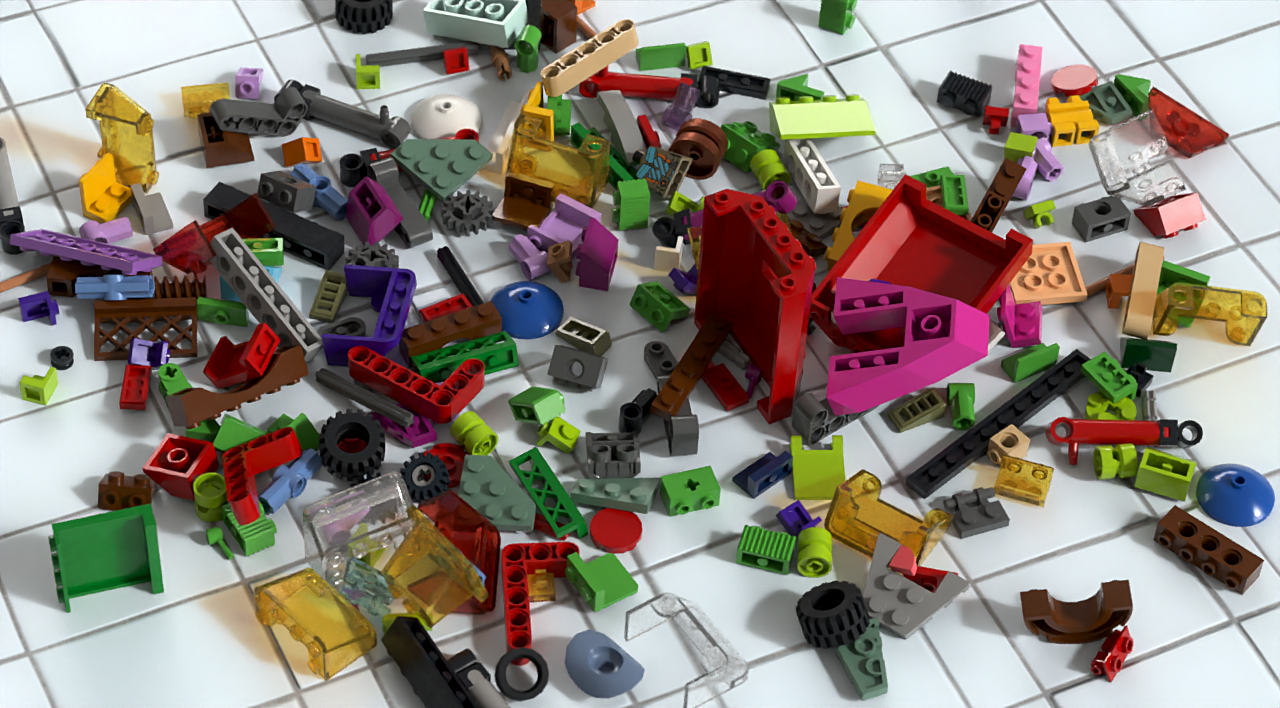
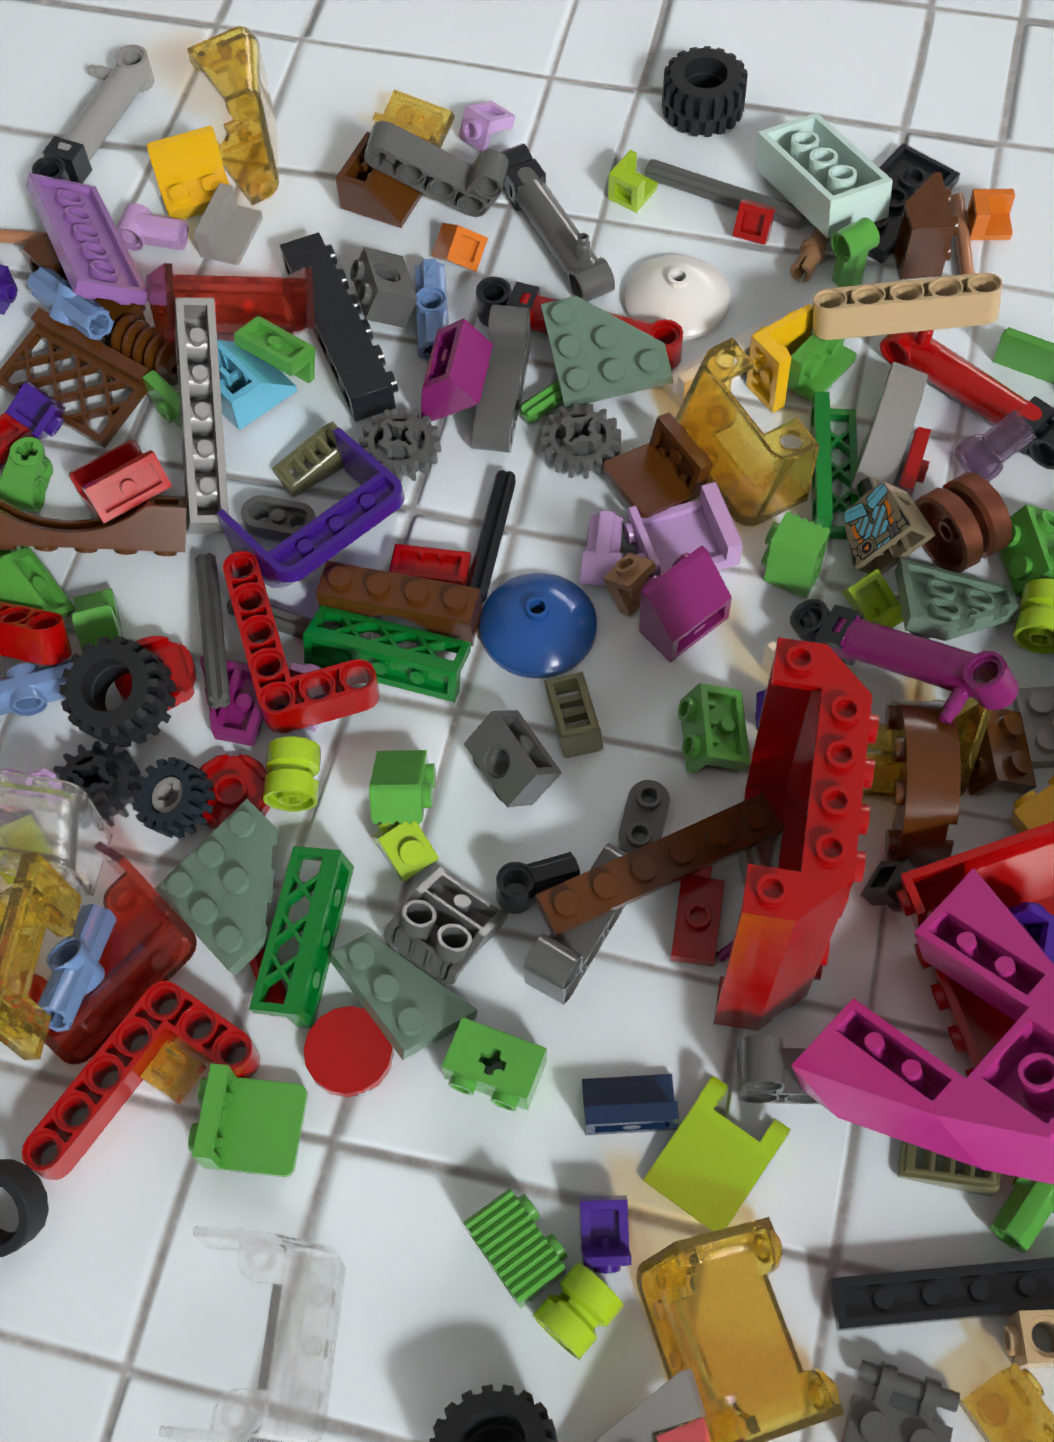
camera: 45 degrees right, 15 degrees up
(601, 665) = (115, 1281): sand blue hat -> none
(737, 180) = (949, 603): none -> sand green plate

